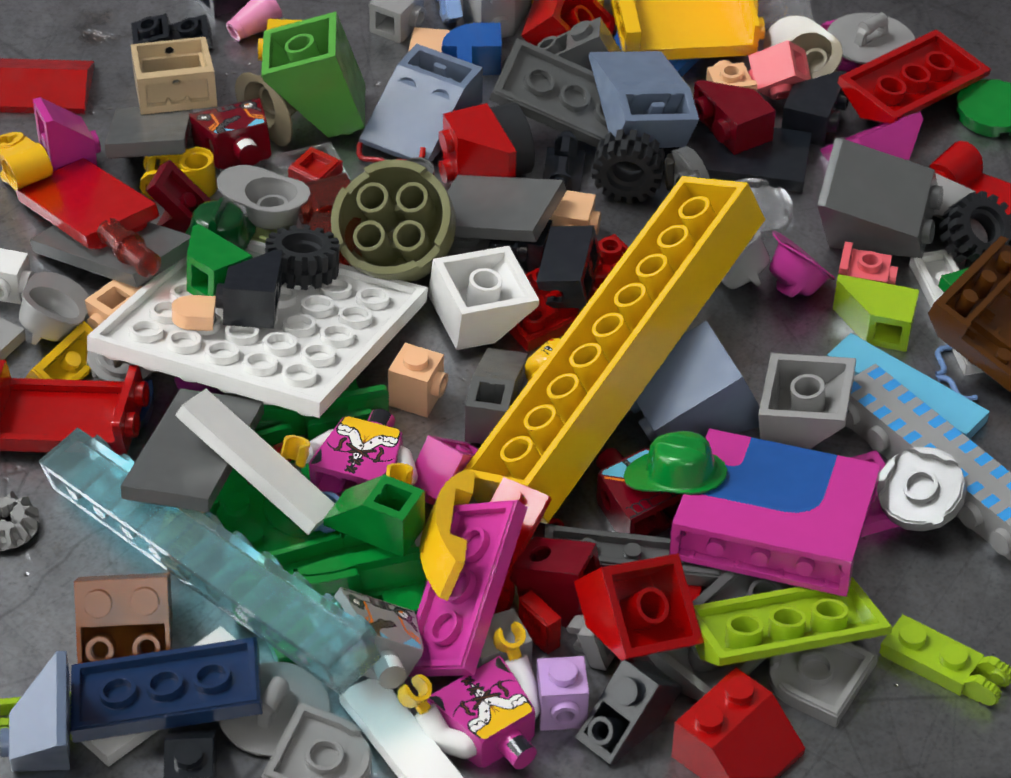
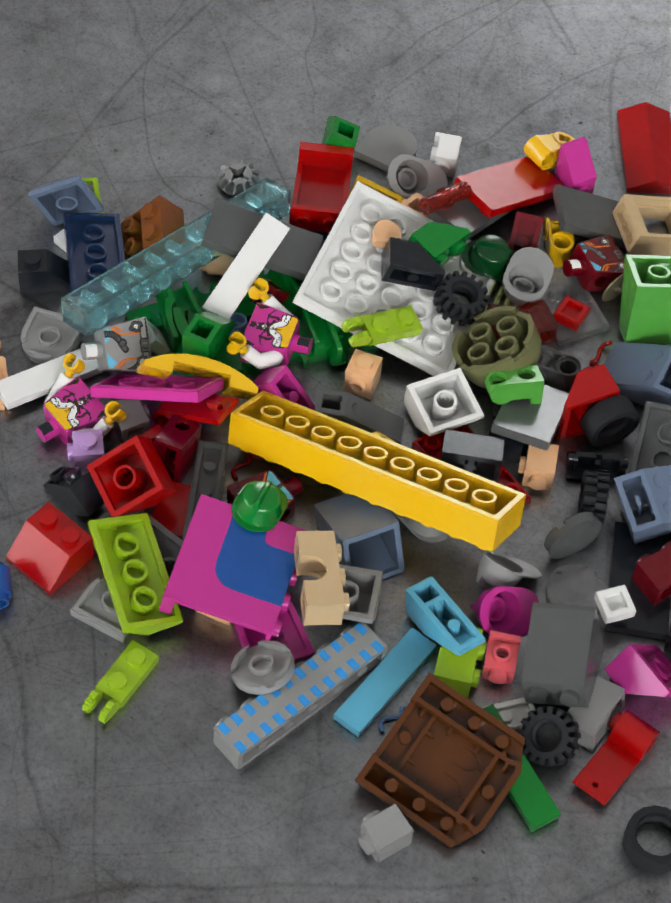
camera: 85 degrees right, 10 degrees up
(363, 326) = (383, 326): none -> lime hinge
(468, 207) = (516, 385): none -> bright green leg
(791, 157) = (615, 604): none -> white tile
(832, 307) = (441, 617): none -> medium azure slope
(835, 386) = (321, 599): none -> tan arch

